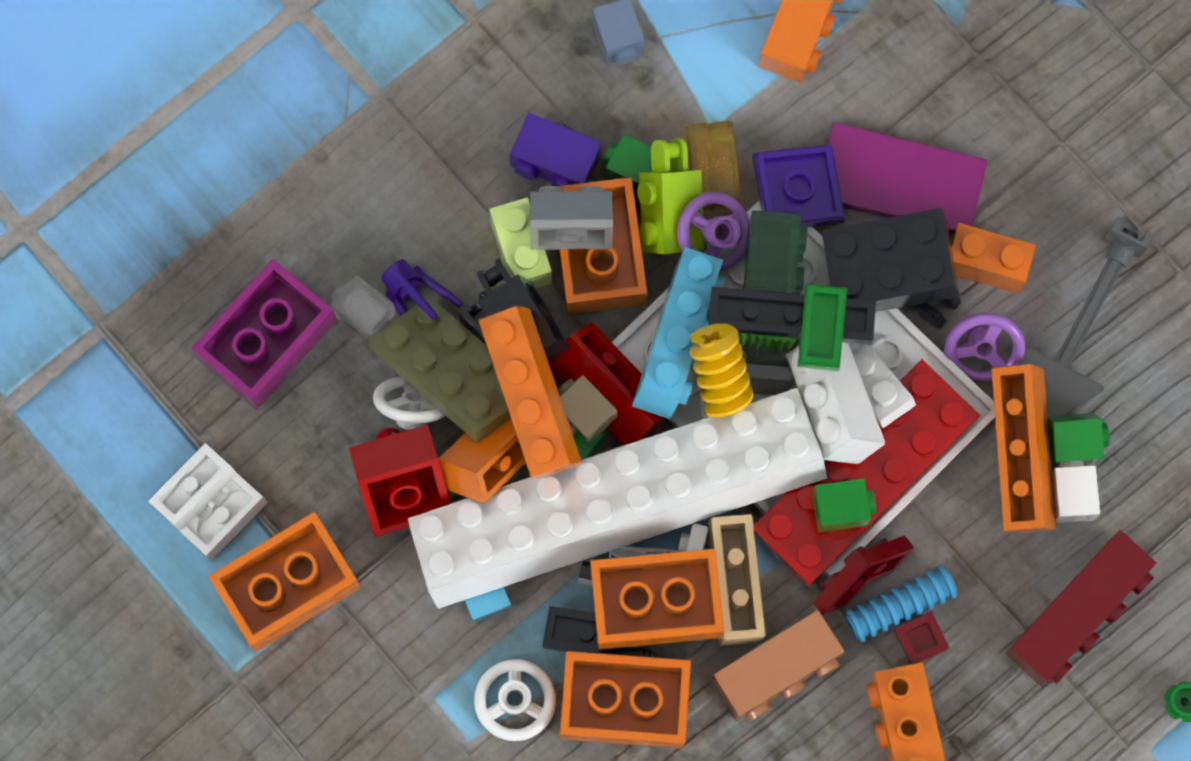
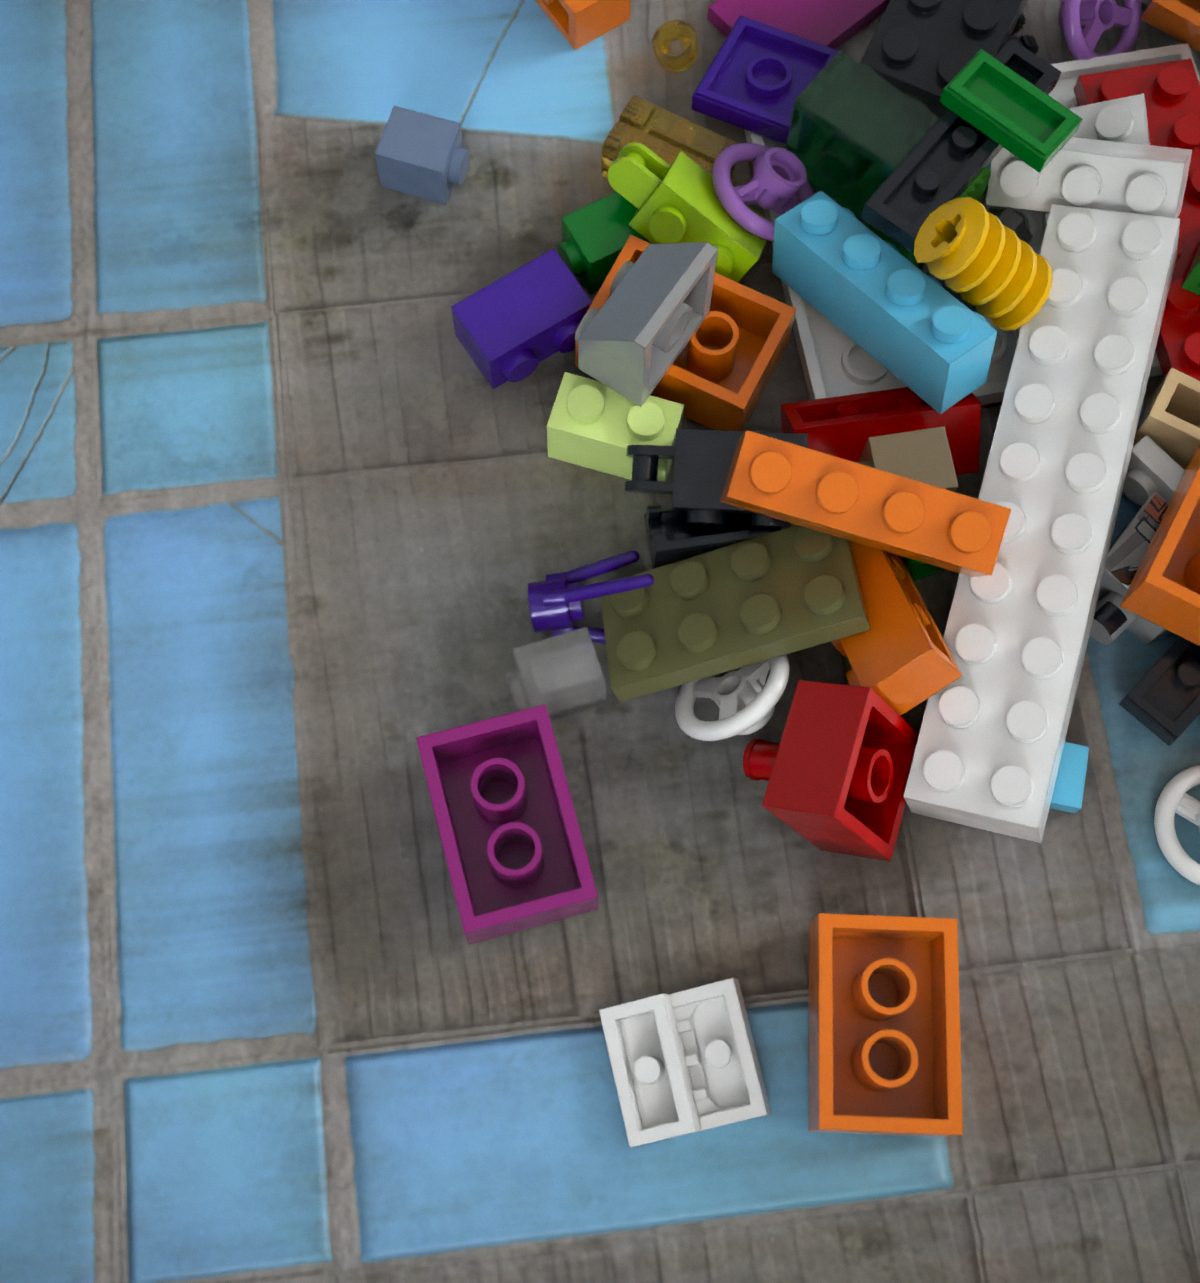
camera: 55 degrees left, 5 degrees down
(786, 118) = (669, 33): none -> clear yellow hinge

